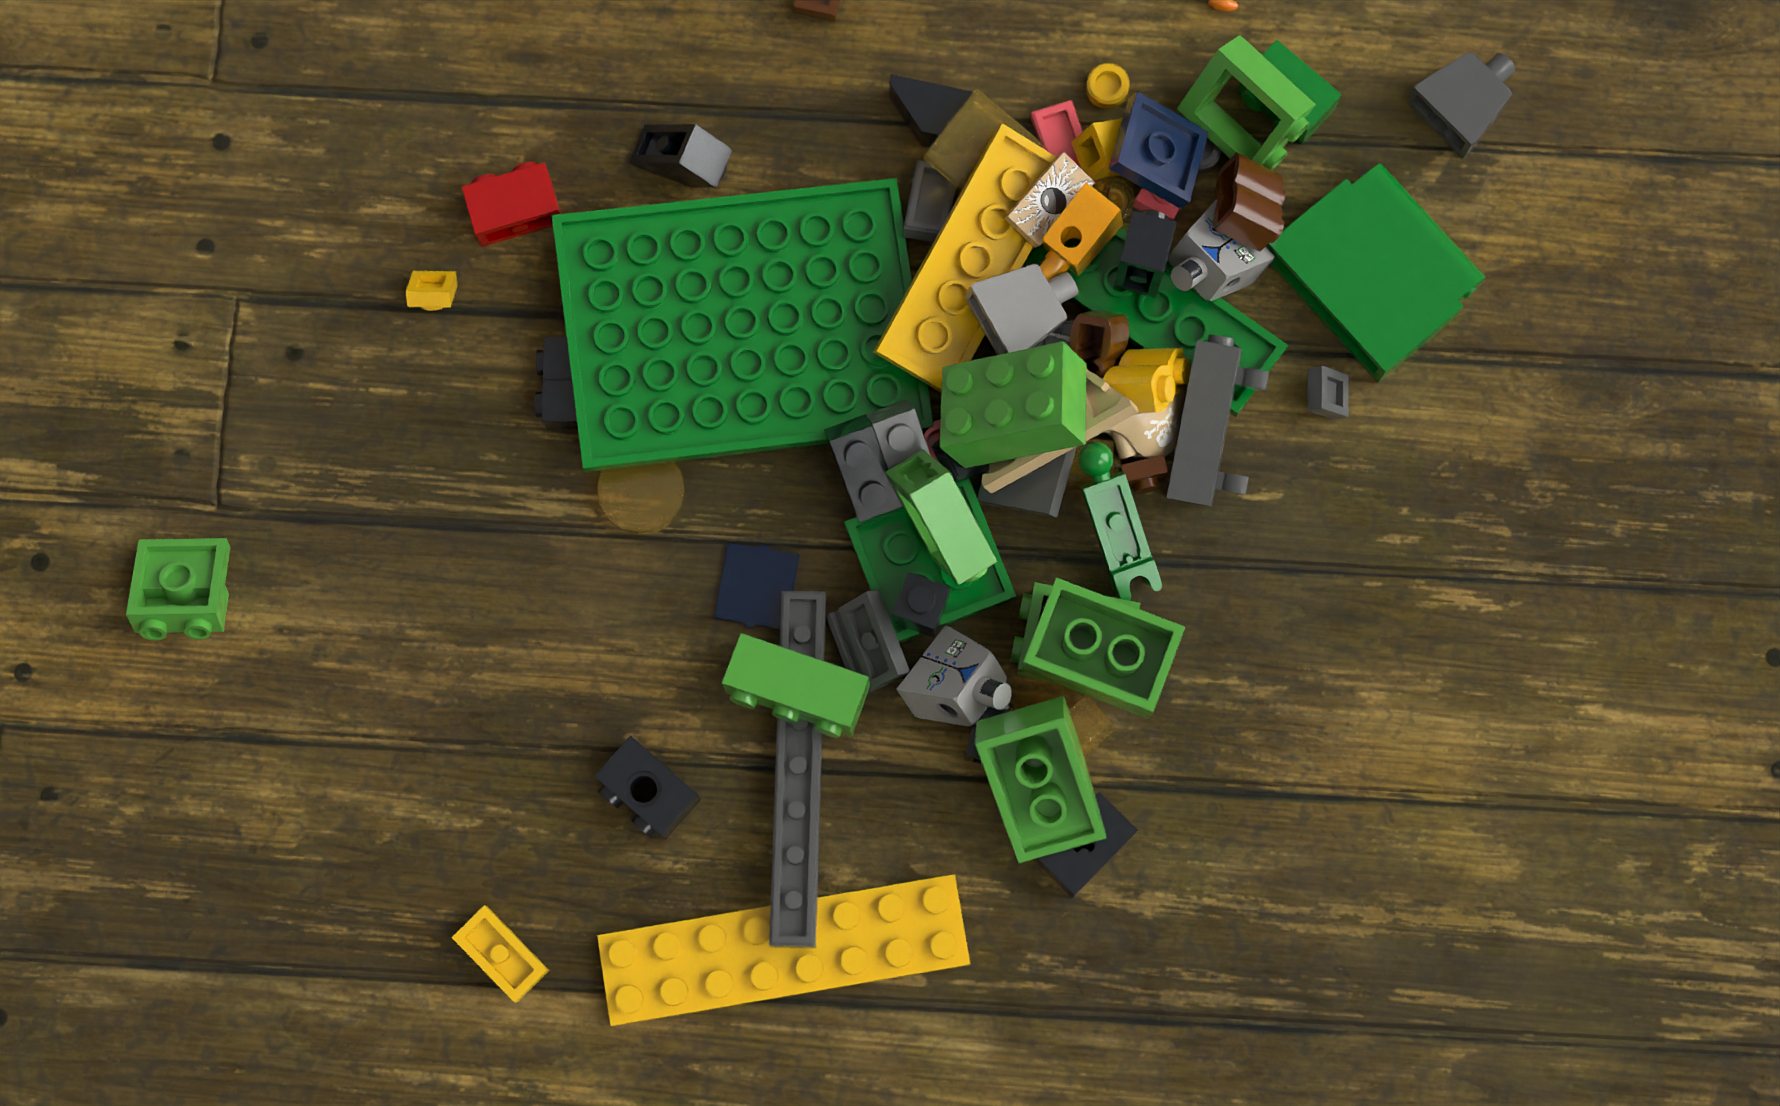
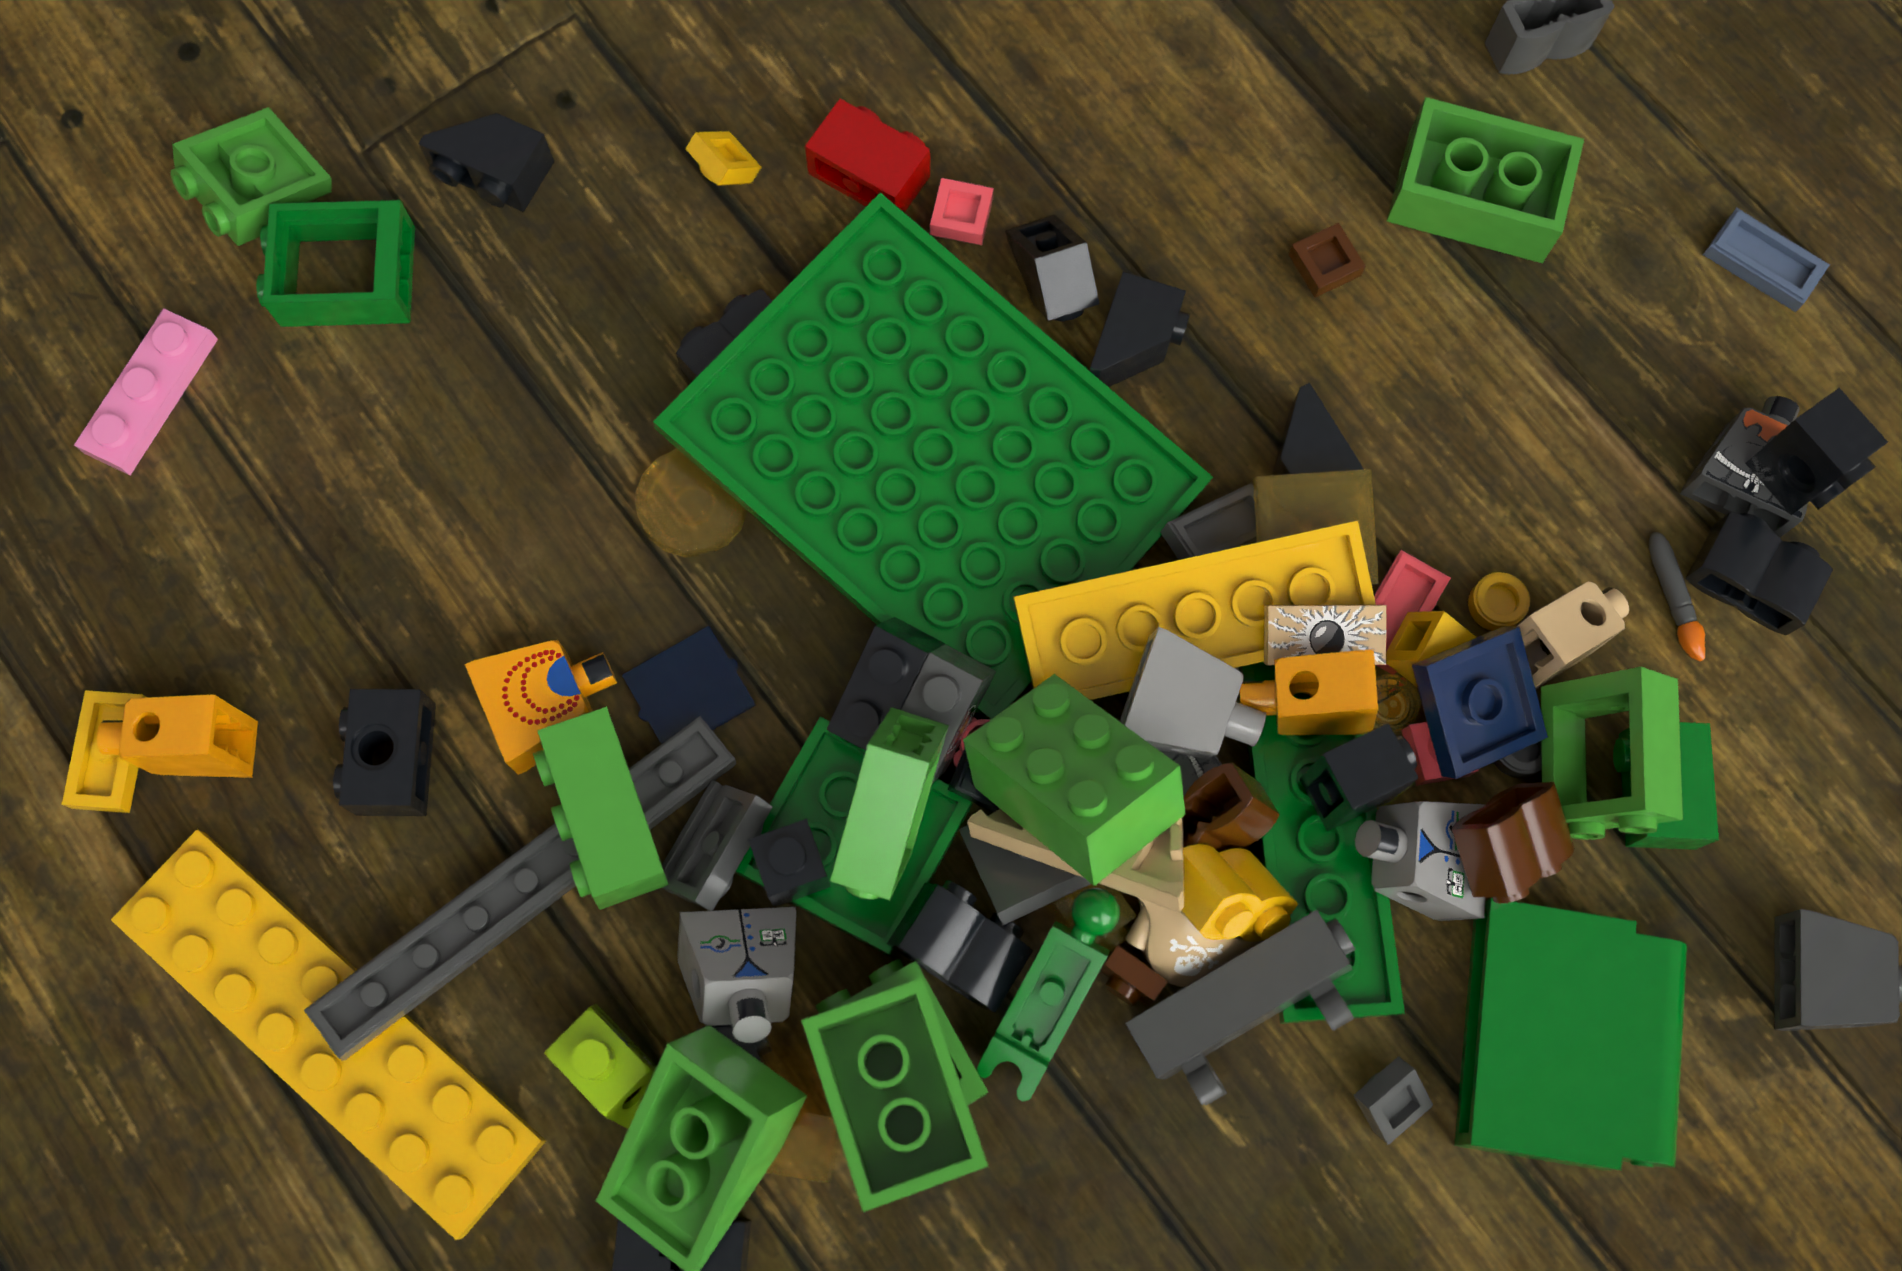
camera: 45 degrees right, 5 degrees down
(266, 553) = (338, 221): none -> green window
(272, 762) = (146, 392): none -> bright pink plate
(302, 429) = (491, 156): none -> black slope
(552, 889) = (182, 736): none -> light orange torso
(596, 177) = (961, 211): none -> coral plate
(689, 674) = (534, 691): none -> light orange torso
(765, 139) = (1139, 328): none -> black slope
(944, 801) = (603, 1064): none -> lime torso
(1045, 551) = (961, 945): none -> black brick
(1161, 62) = (1572, 629): none -> tan torso

